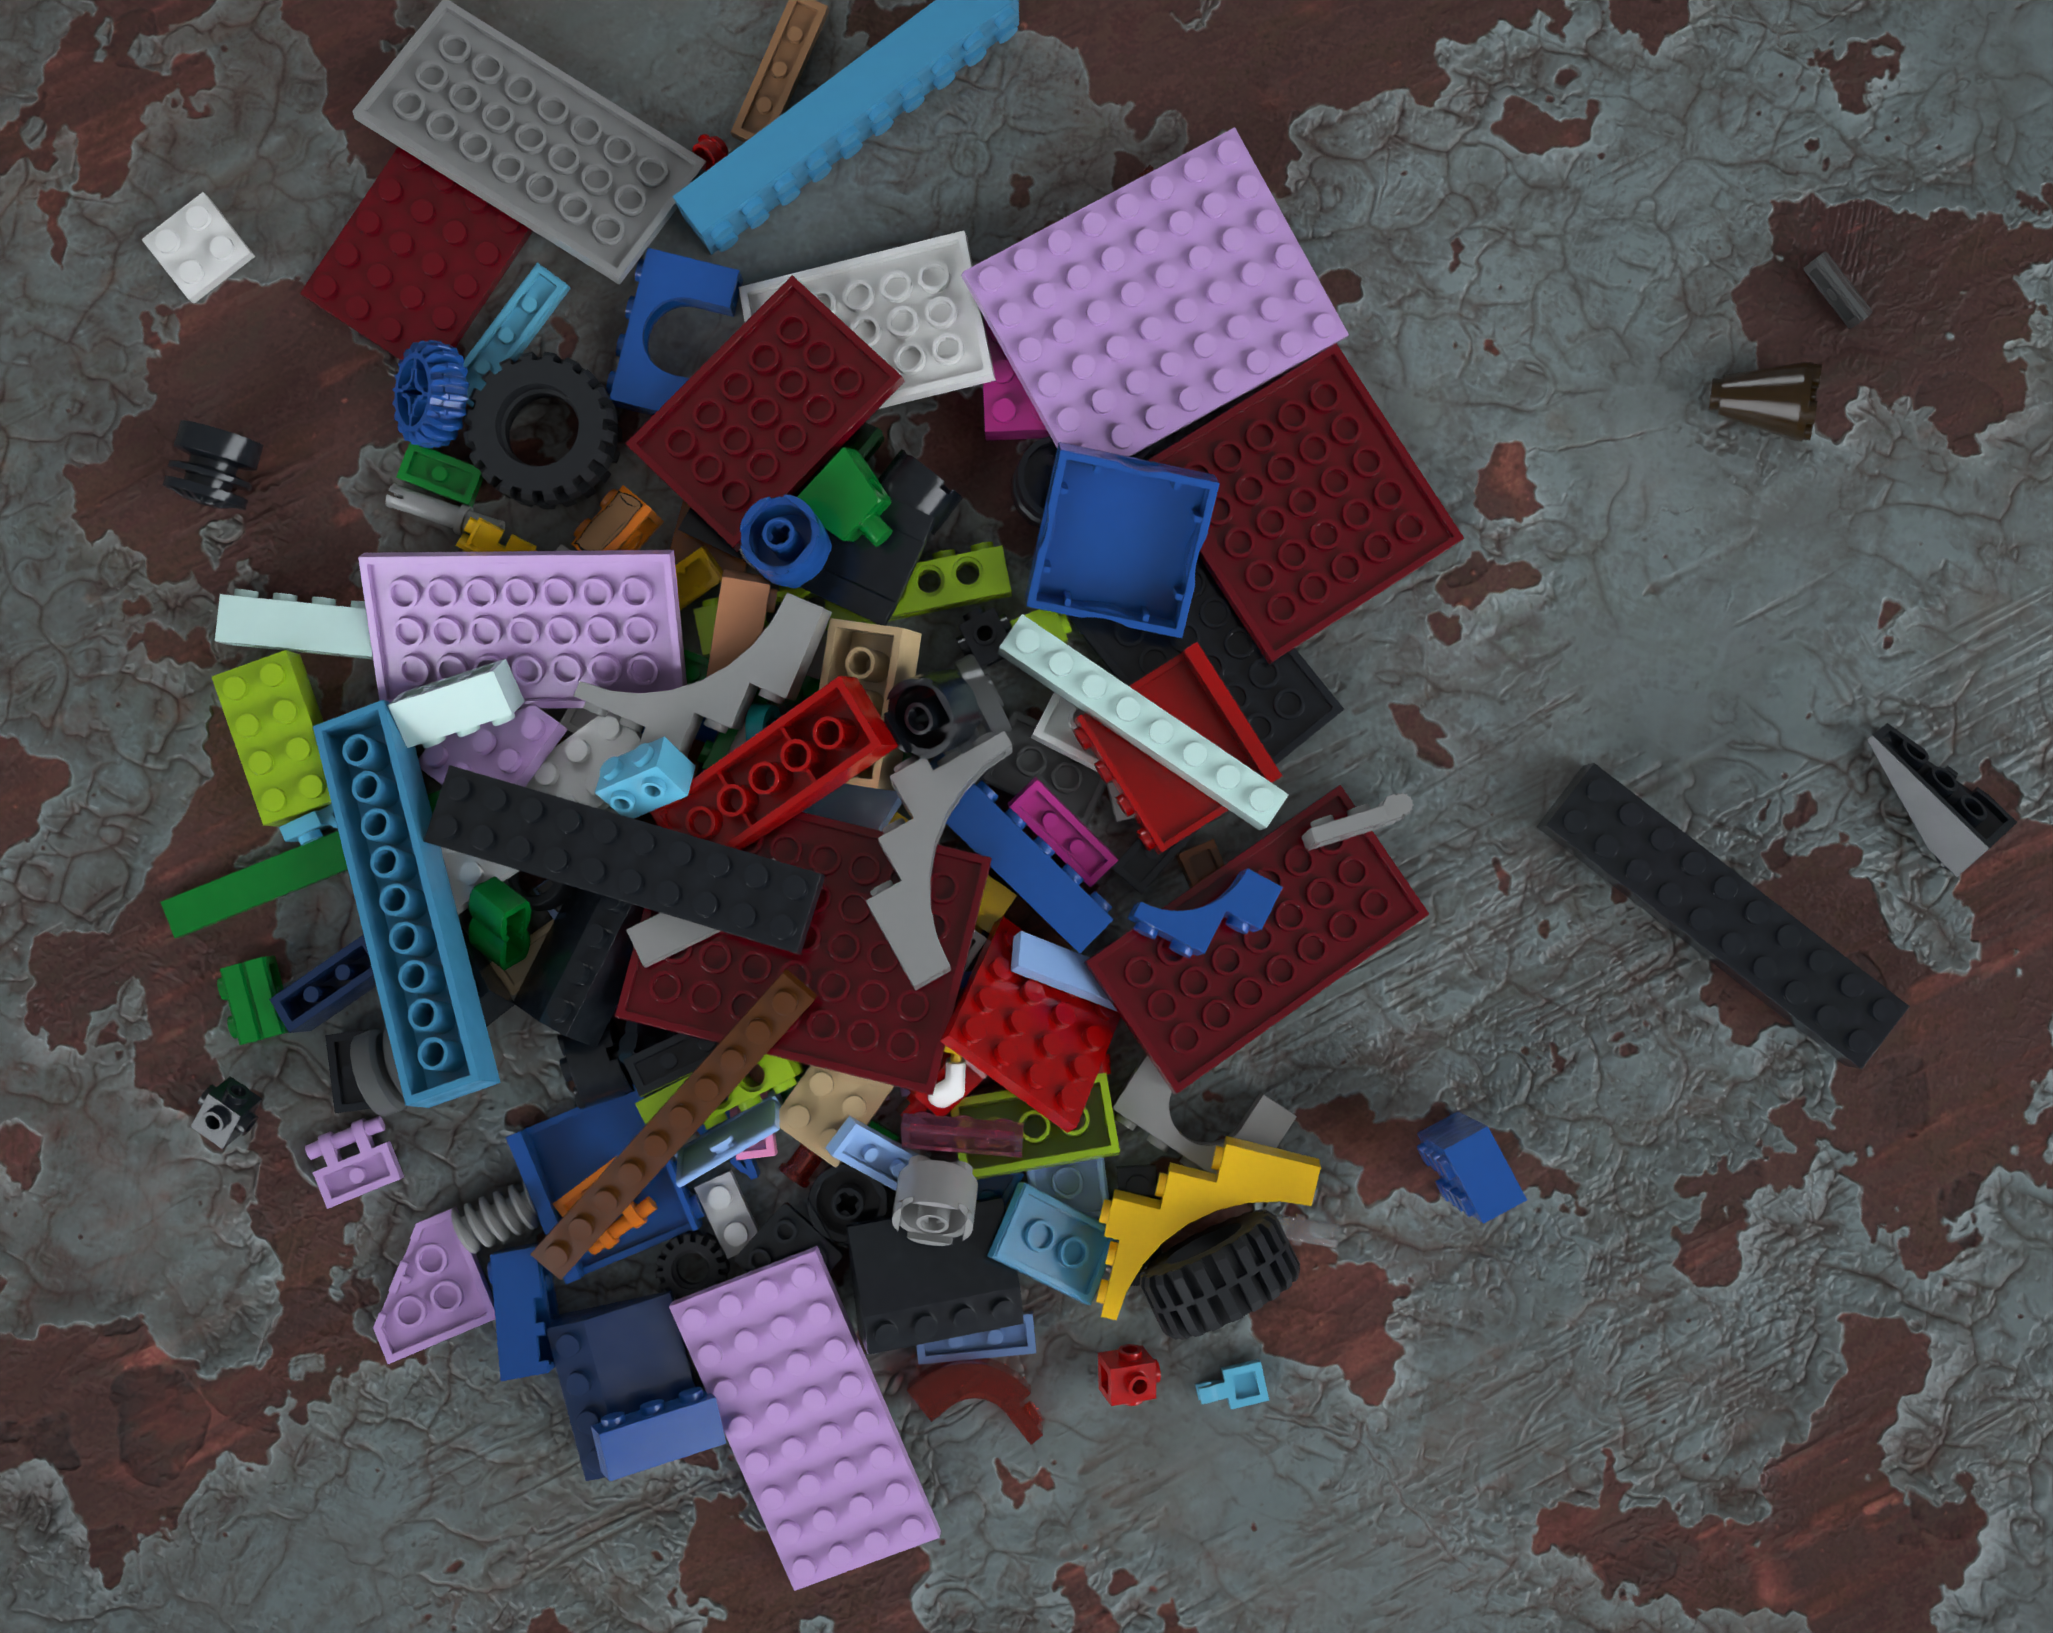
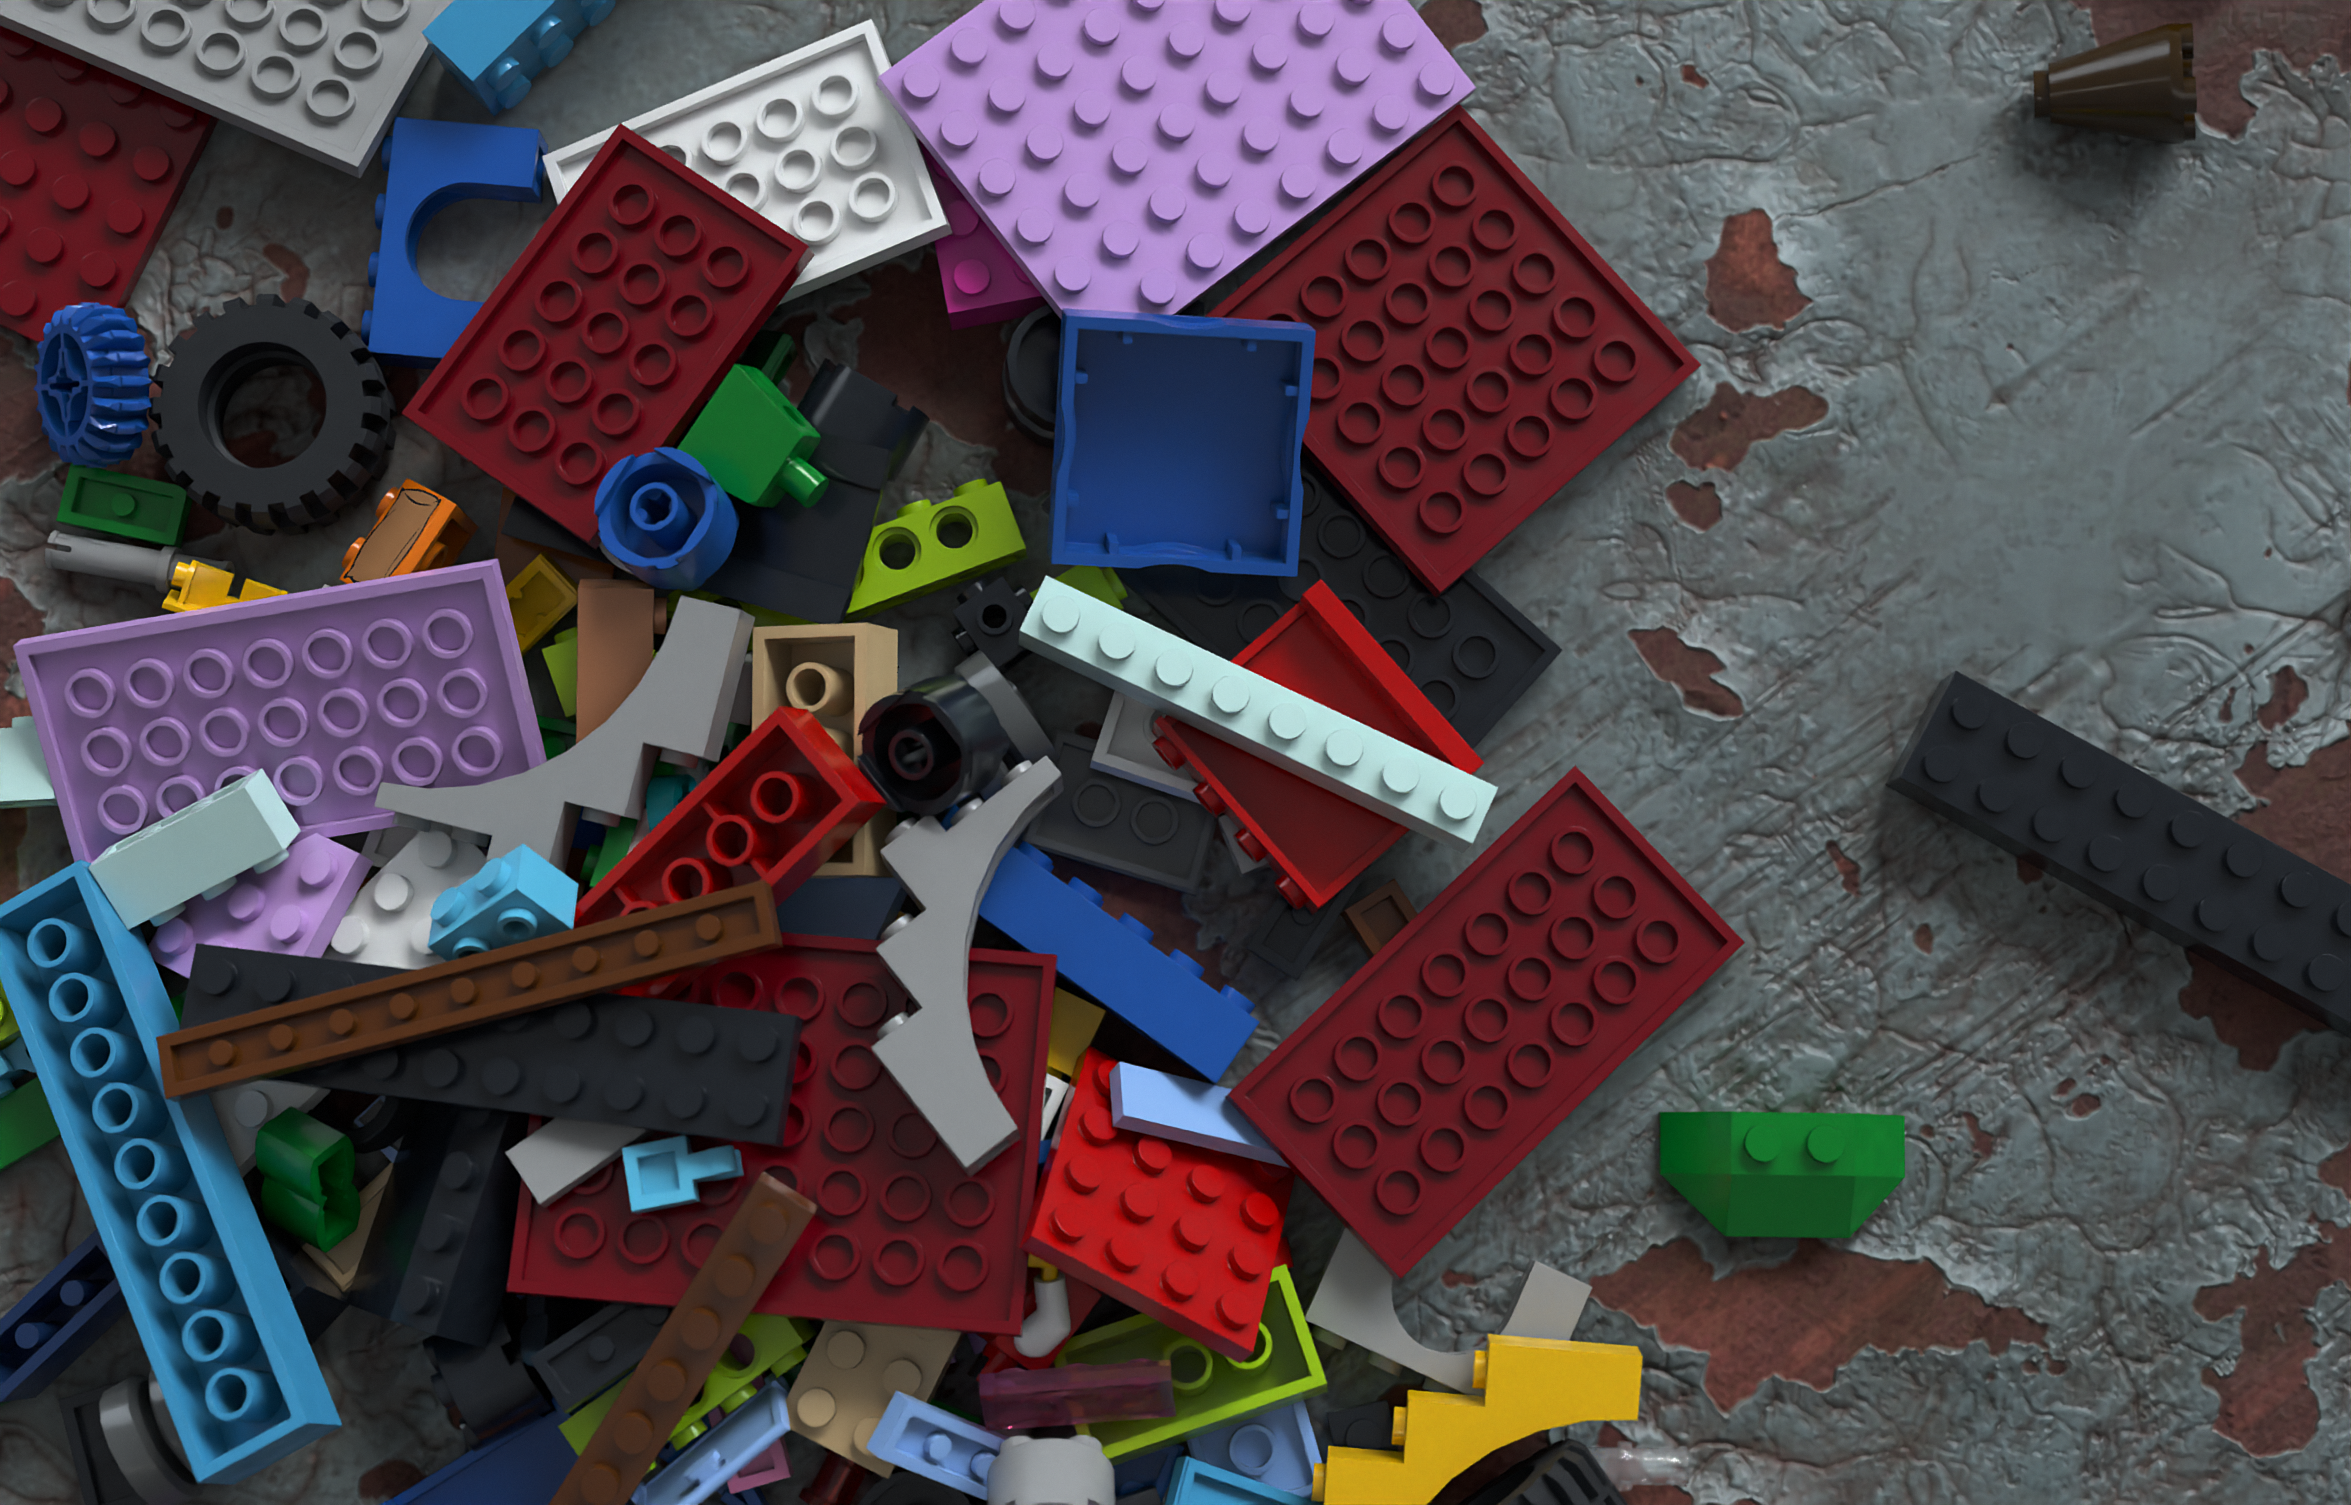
camera: 10 degrees left, 5 degrees down
(515, 325) = (210, 263): medium azure tile -> none
(618, 825) = (469, 991): none -> reddish brown plate
(726, 959) = (667, 1172): none -> medium azure plate
(1063, 831) = (1161, 902): dark pink plate -> none
(1190, 931) = (1383, 1020): blue arch -> none
(1359, 821) = (1611, 816): light grey hinge -> none
(1429, 1060) = (1782, 1169): none -> green wedge
(1470, 1167) = (1873, 1320): blue brick -> none

